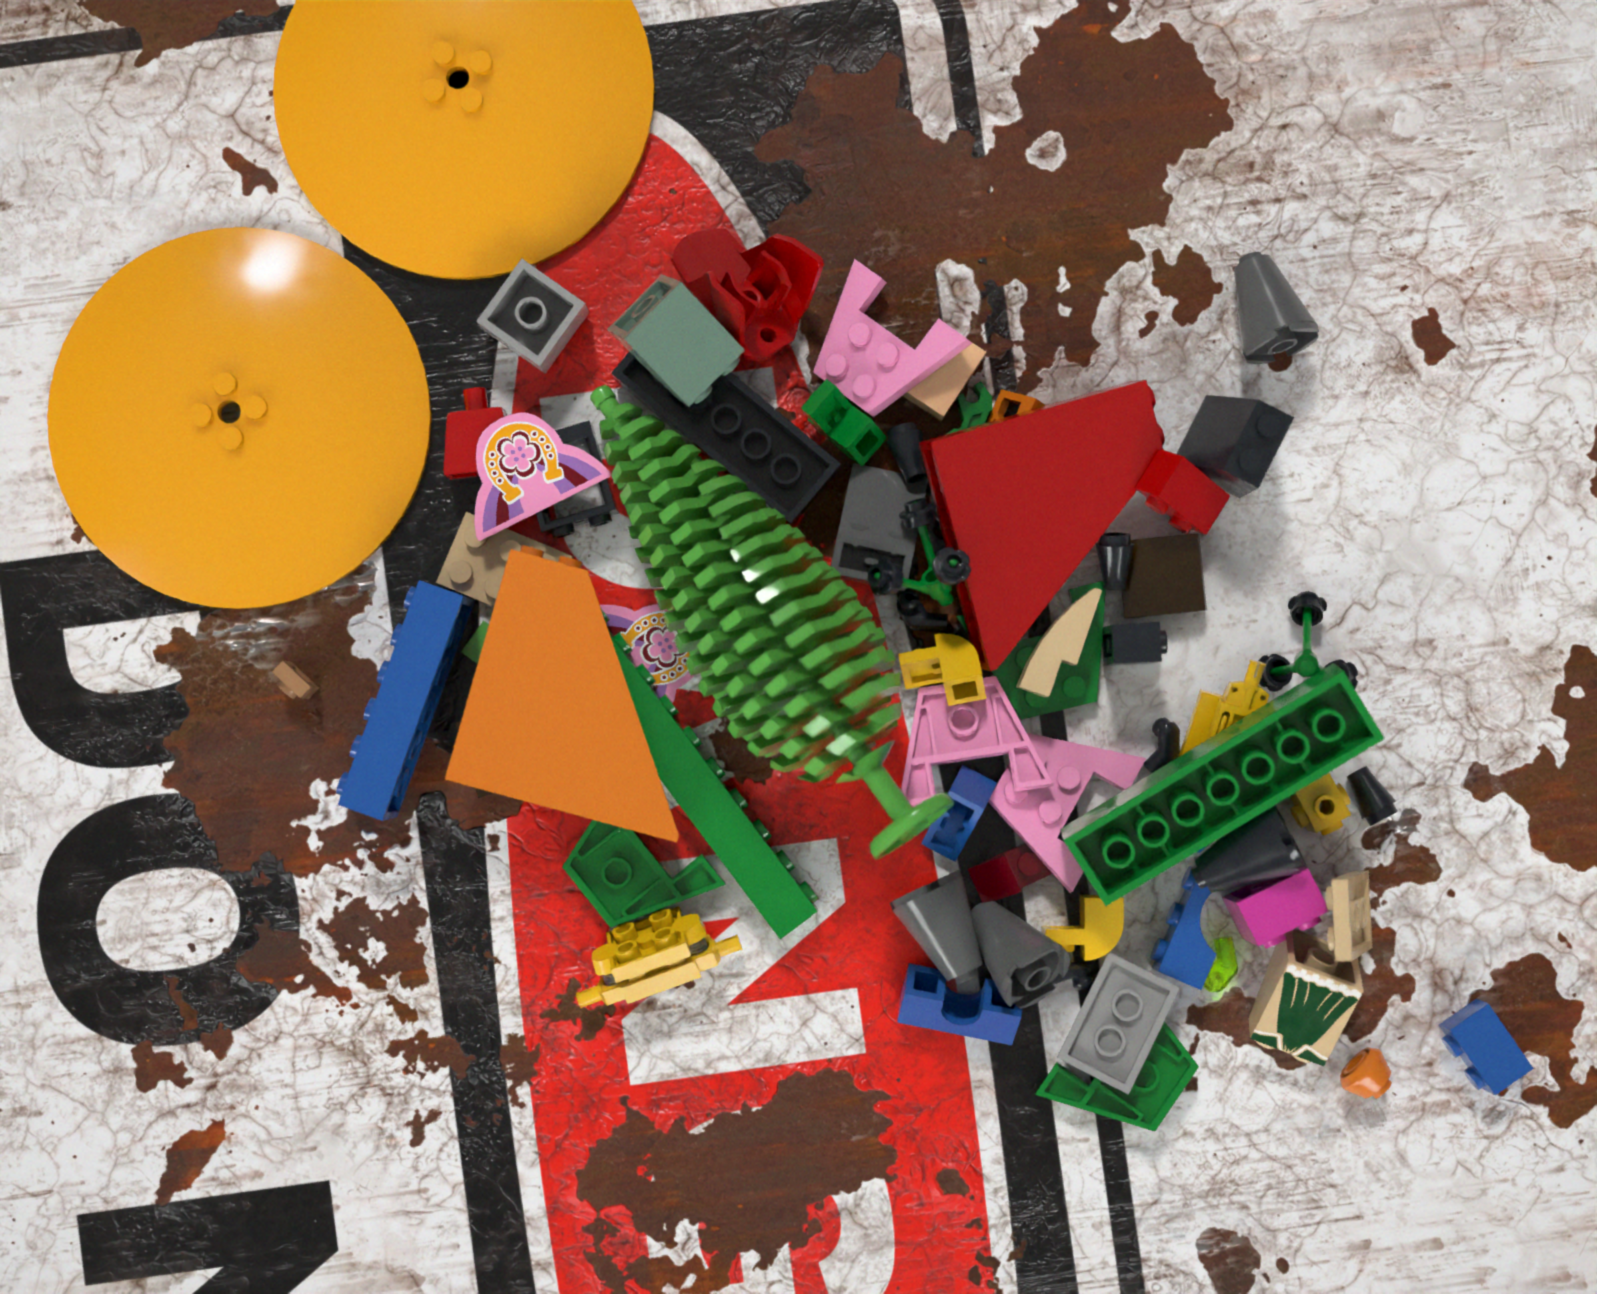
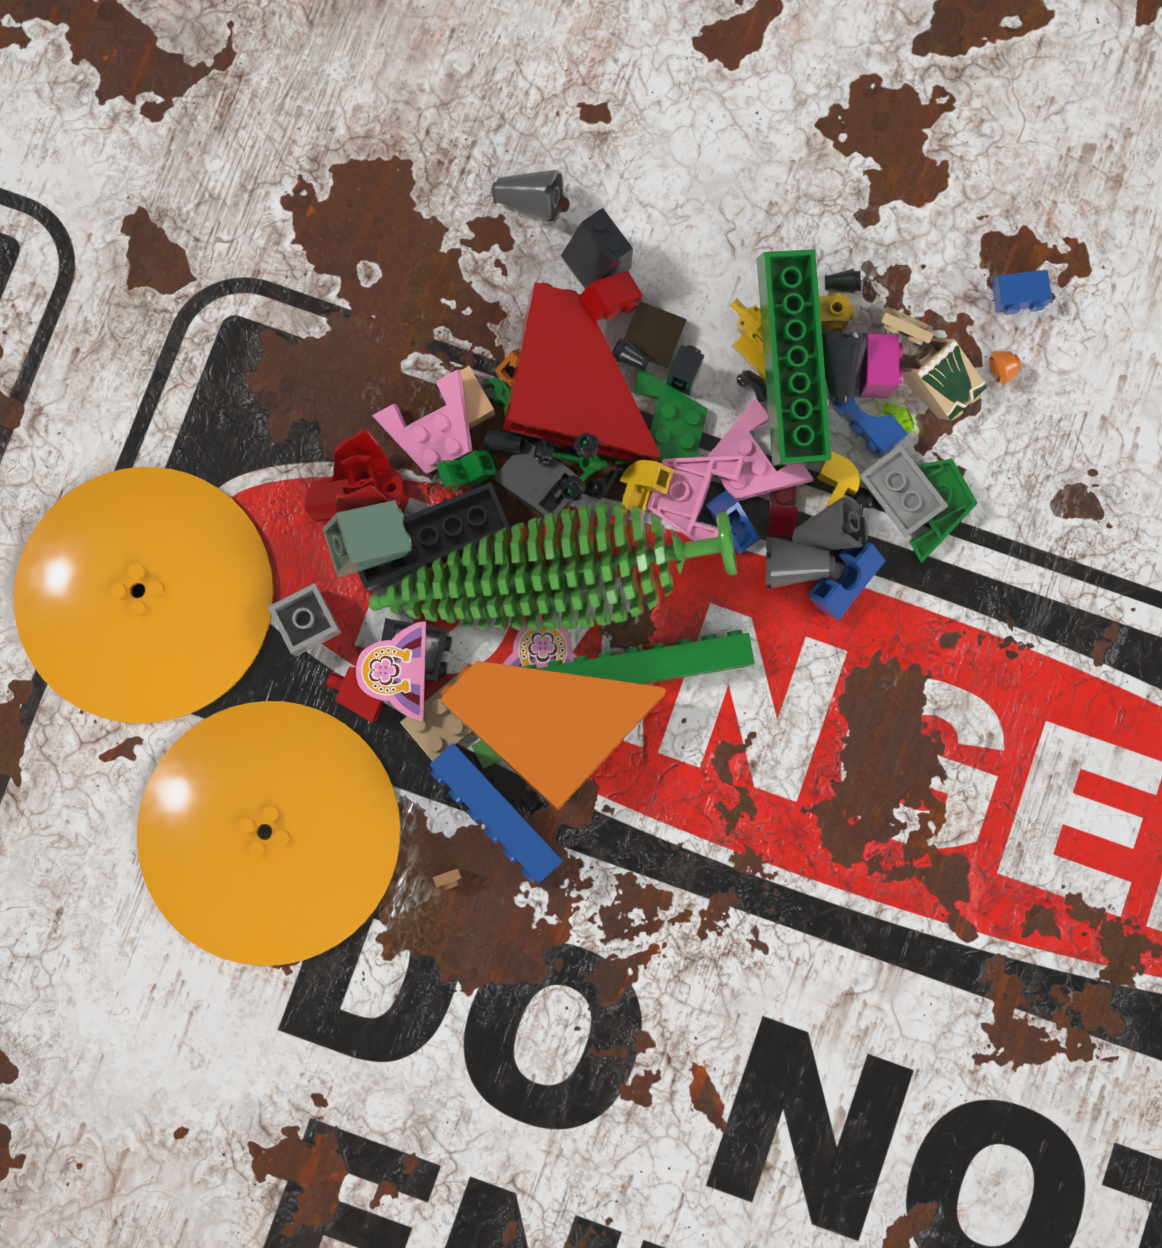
camera: 70 degrees left, 5 degrees down
(627, 879) = (671, 738): green wing -> none
(653, 957) = (726, 745): yellow piece -> none
(1059, 644) = (664, 411): tan slope -> none
(1307, 612) = (717, 262): black plant -> none

